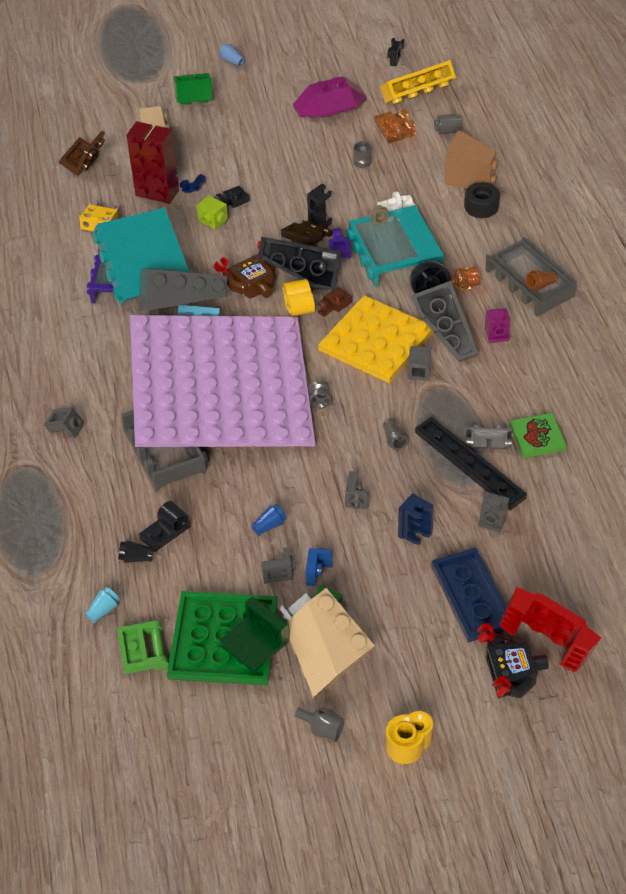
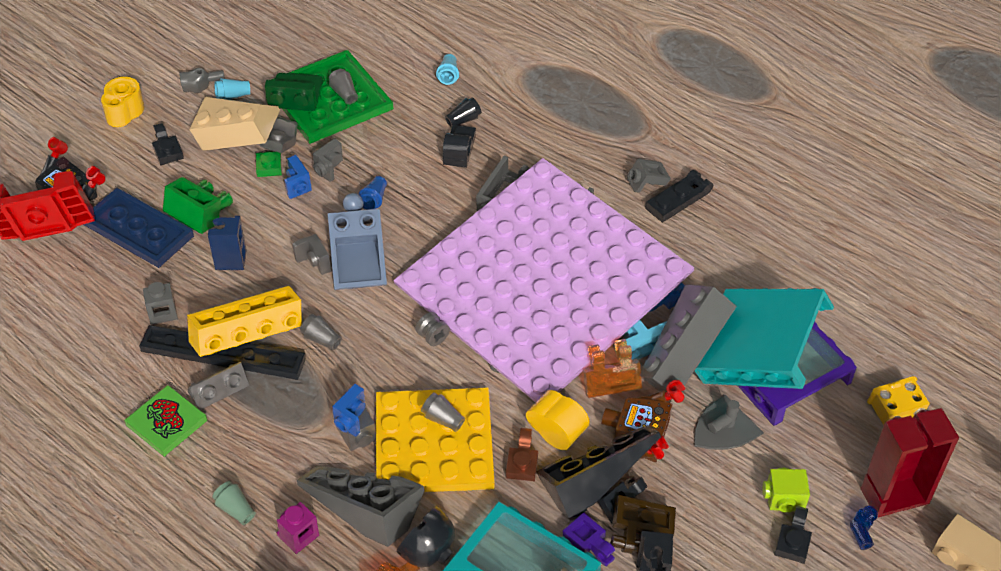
camera: 140 degrees right, 0 degrees up
(57, 399) = (679, 196): none -> black plate
(134, 649) = (390, 55): bright green plate -> none
(202, 260) = (725, 426): none -> dark grey shield
(210, 620) = (343, 85): none -> flat silver cone
(233, 306) = (611, 378): none -> clear orange plate
(301, 696) = (231, 89): none -> medium azure cone
(318, 481) = (357, 248): none -> sand blue slope
(364, 330) = (440, 410): none -> flat silver cone
(398, 667) = (165, 148): none -> black plate
(421, 582) = (194, 203): none -> green brick
(422, 349) = (348, 409): none -> blue bracket
(445, 450) = (244, 320): none -> yellow brick
(526, 362) = (233, 502): none -> sand green cone

